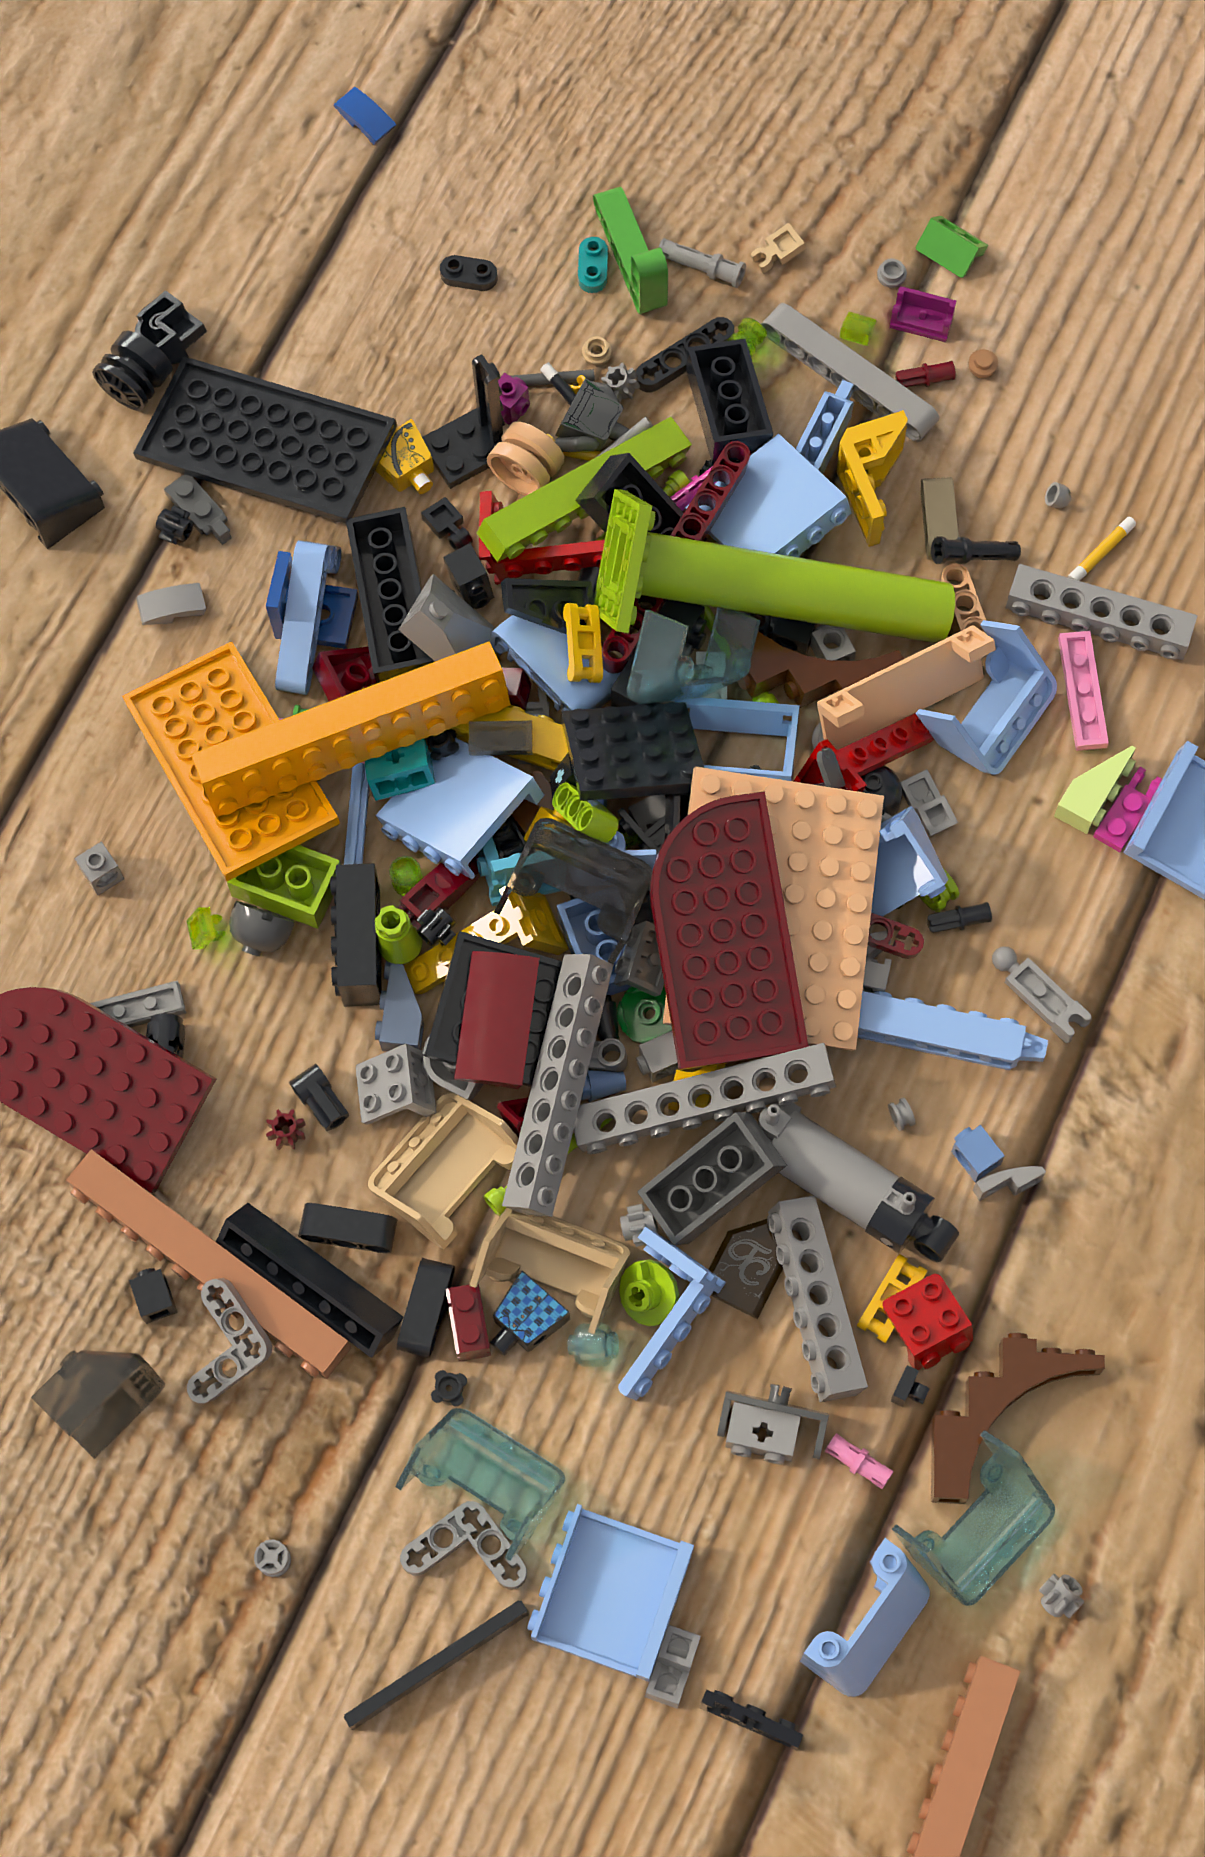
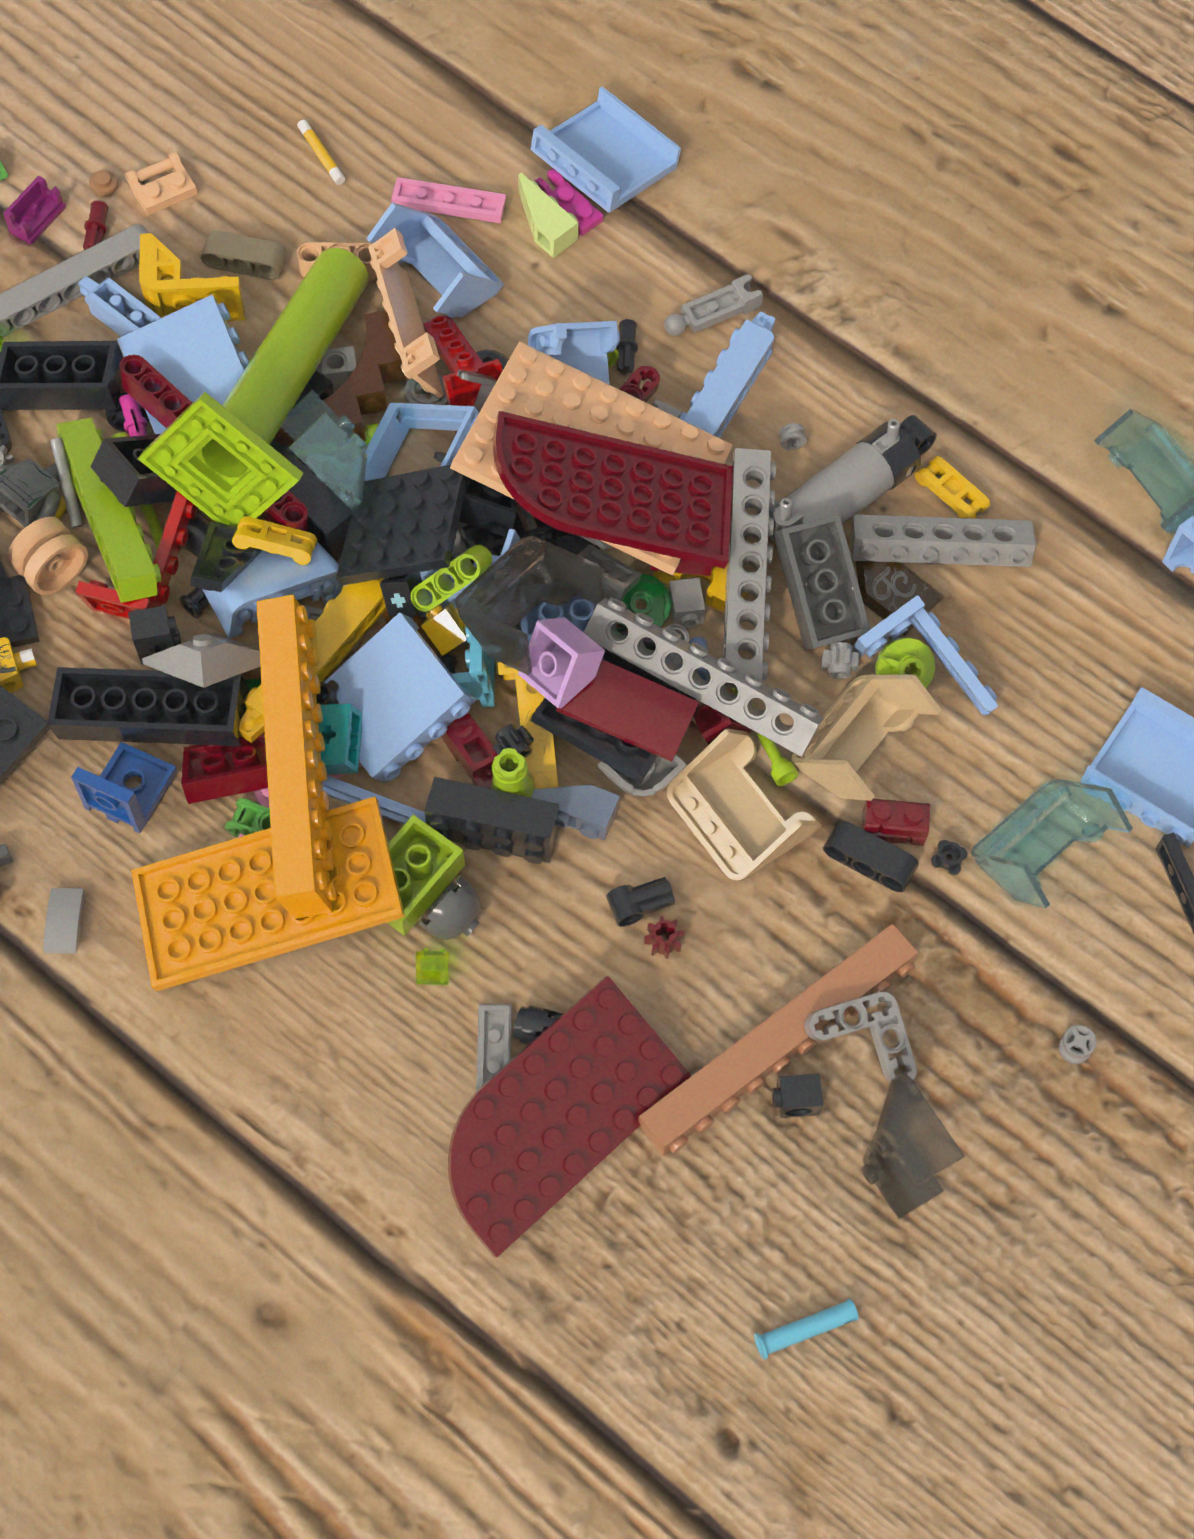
camera: 80 degrees left, 5 degrees down
(99, 868) = (336, 1050): light grey brick -> none
(303, 614) = (155, 796): light blue beam -> none
(309, 1279) = (821, 947): black brick -> none
(347, 1228) = (776, 905): black beam -> none
(393, 1084) = (648, 833): light grey bracket -> none
(402, 870) = (439, 764): clear neon green wheel -> none
(445, 519) = (75, 649): black plate -> none
(462, 1534) = (1086, 878): light grey beam -> none
(500, 738) = (343, 637): clear smoke plate -> none
(515, 936) = (561, 660): none -> lavender slope
(527, 1316) = (899, 771): torso -> none
(593, 1349) = (941, 728): clear light blue head -> none
(776, 1403) = (1027, 594): dark grey piece -> none
(779, 1425) = (1048, 615): light grey brick -> none
(857, 328) = (23, 265): clear neon green slope -> none
(859, 1461) = (1087, 552): bright pink pin -> none
(909, 1388) = (1034, 497): black tile -> none
(928, 803) = (506, 340): light grey slope -> none
(929, 1321) = (982, 463): red bracket -> none
(964, 550) = (289, 238): black pin -> none
(977, 1152) = (843, 391): medium blue brick -> none
(997, 422) = (162, 191): none -> light nougat plate
(1016, 1179) = (874, 376): light grey slope -> none
(1021, 1370) = (1085, 470): reddish brown arch -> none
(1057, 495) = (252, 165): light grey hinge -> none
(1115, 605) = (380, 166): light grey brick -> none

